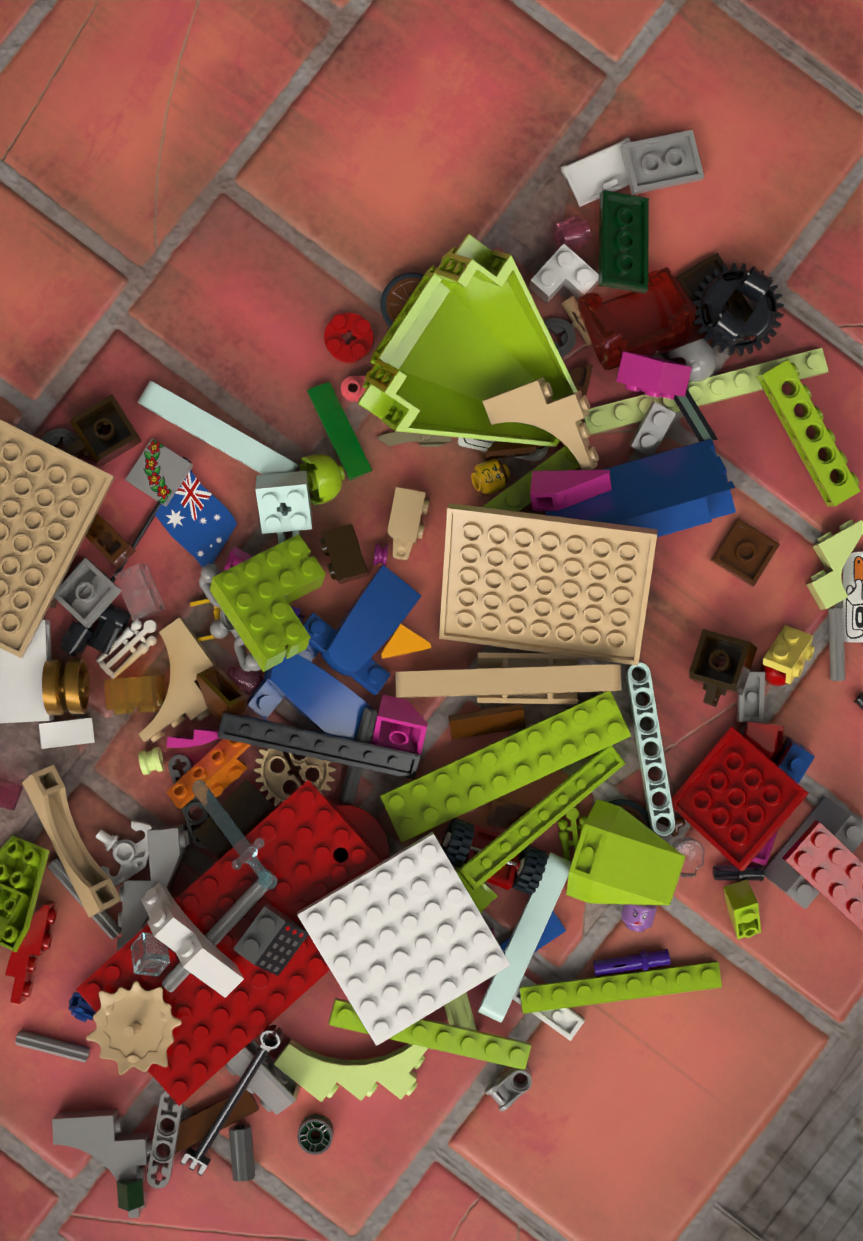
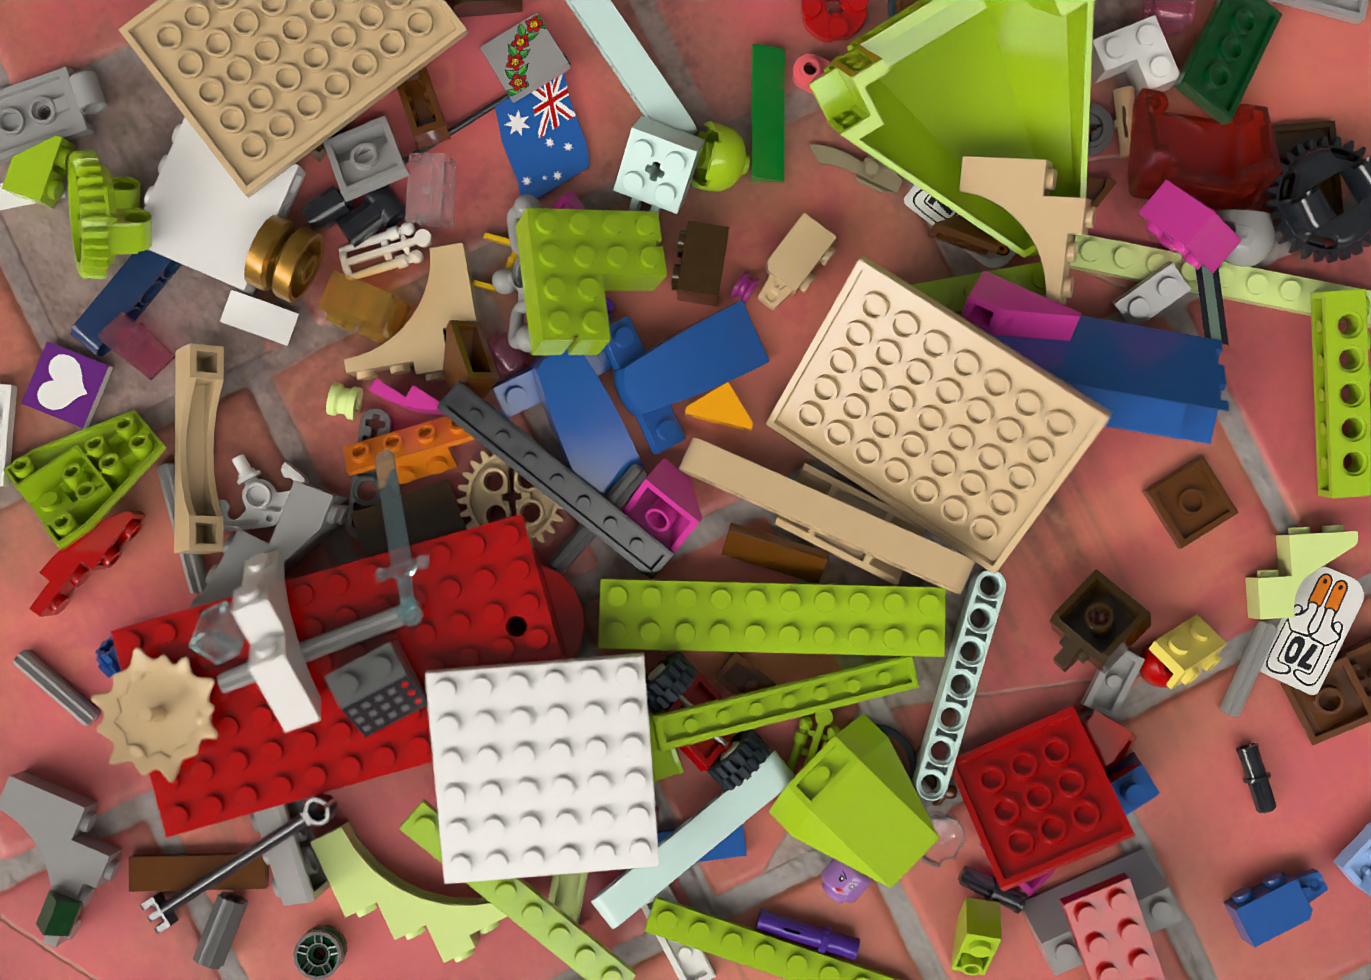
camera: 30 degrees right, 0 degrees up
(167, 1137) = (137, 866): light grey beam -> none
(490, 476) = (924, 257): yellow head -> none

